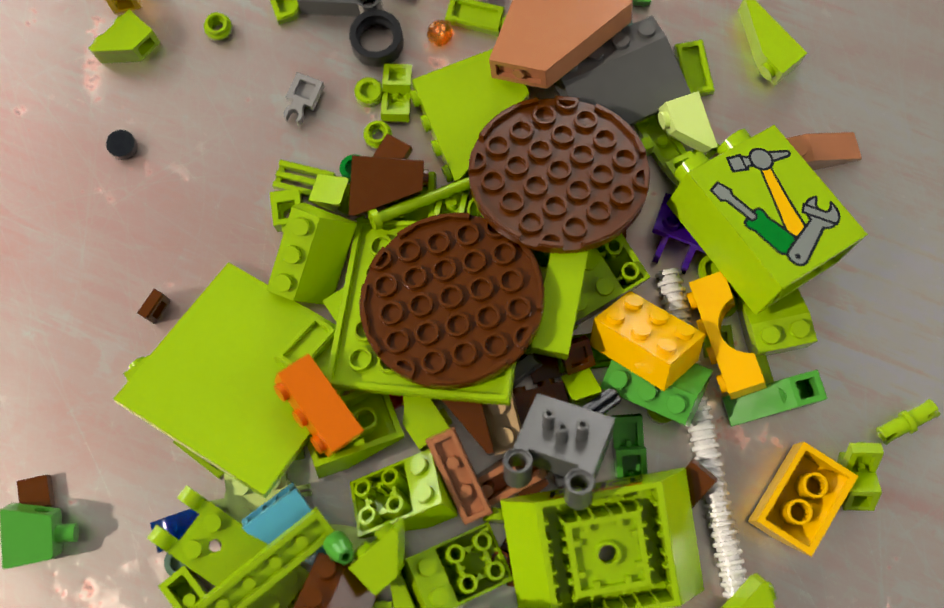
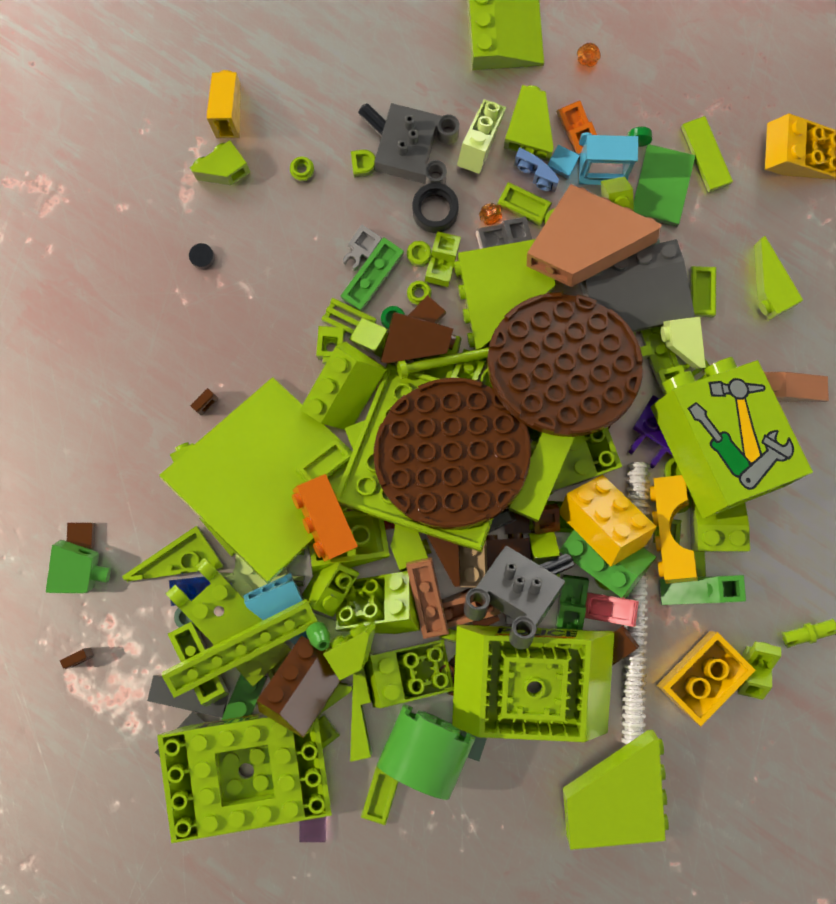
camera: 15 degrees right, 5 degrees up
(154, 495) = (177, 558): none -> lime wing
(320, 124) = (372, 274): none -> bright green plate
(342, 488) = (329, 588): none -> lime slope
(462, 47) = (507, 232): none -> flat silver slope
(675, 443) = (611, 609): none -> coral tile

